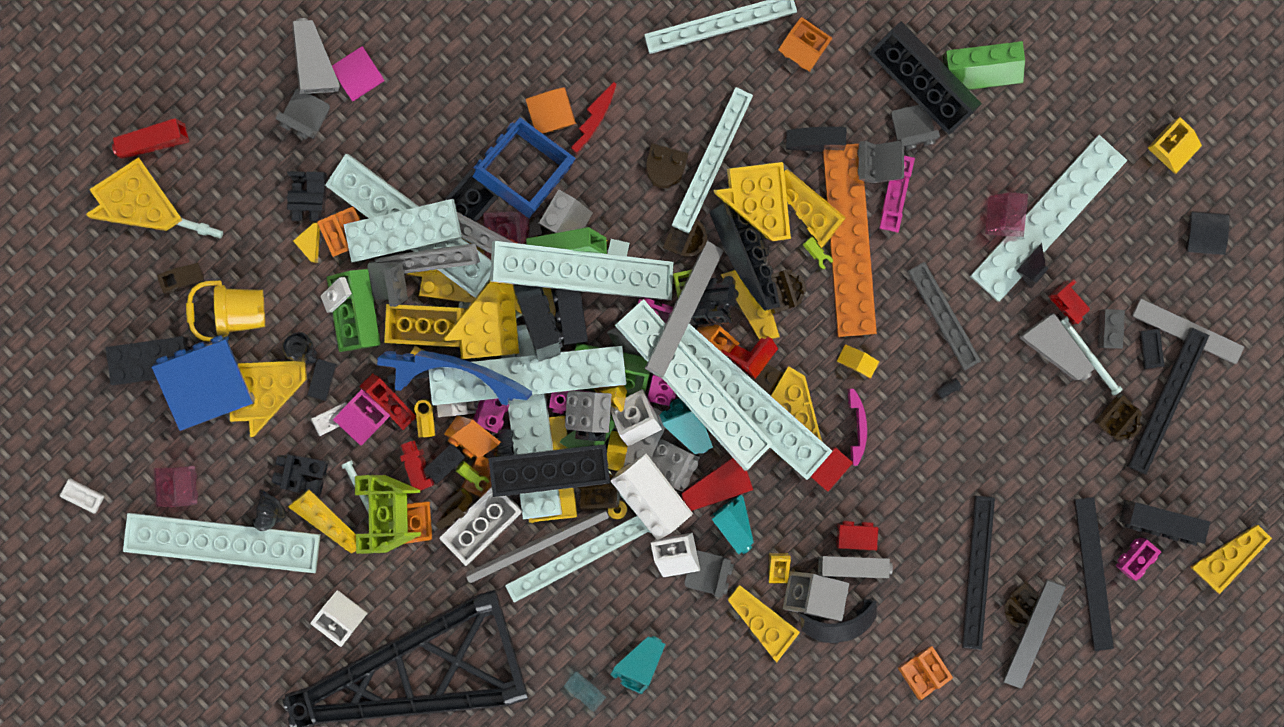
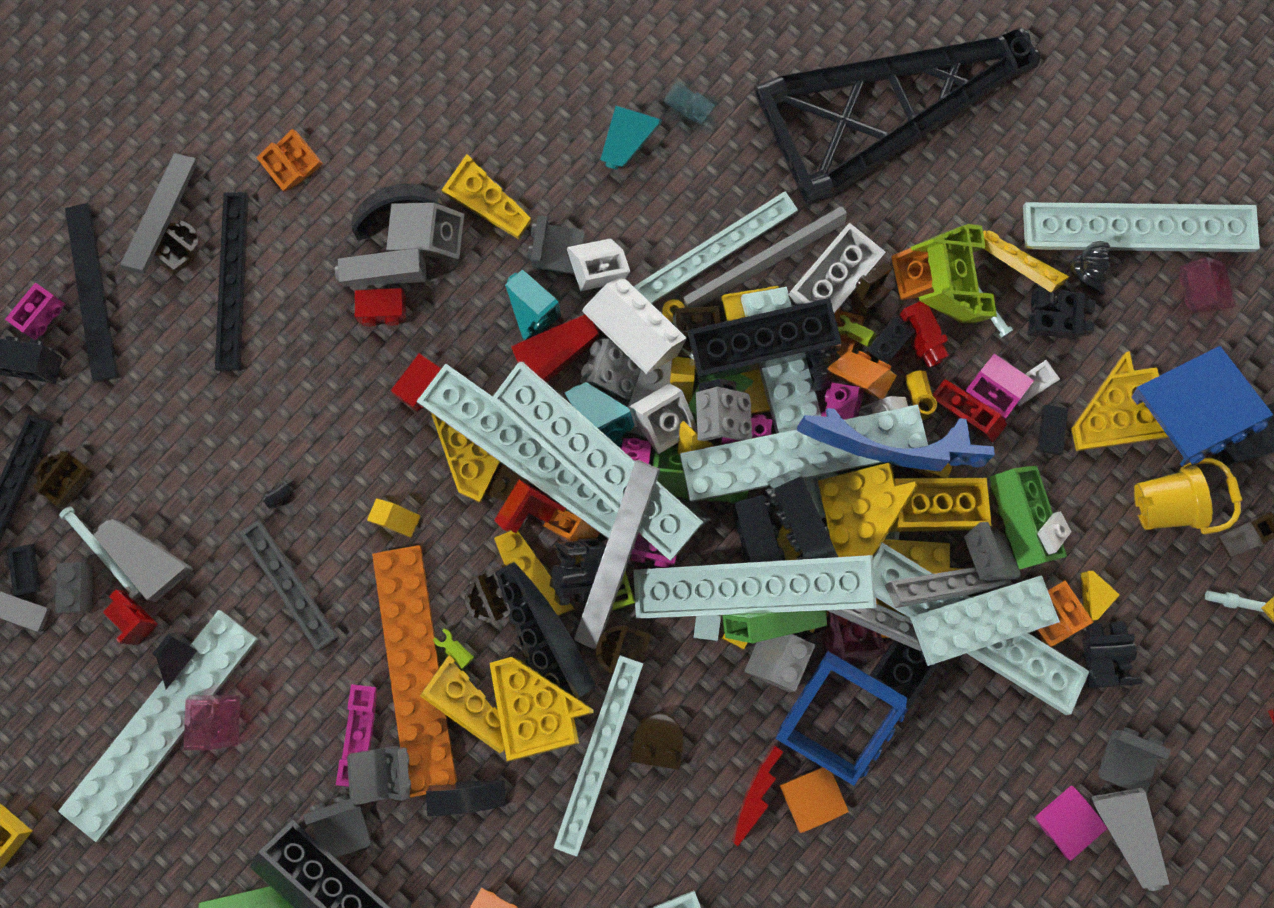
camera: 175 degrees right, 10 degrees down
(299, 348) = (1088, 462): black hair -> none
(339, 618) = (989, 153): white slope -> none
(779, 567) = (472, 263): yellow slope -> none
(858, 450) = (387, 408): dark pink slope -> none

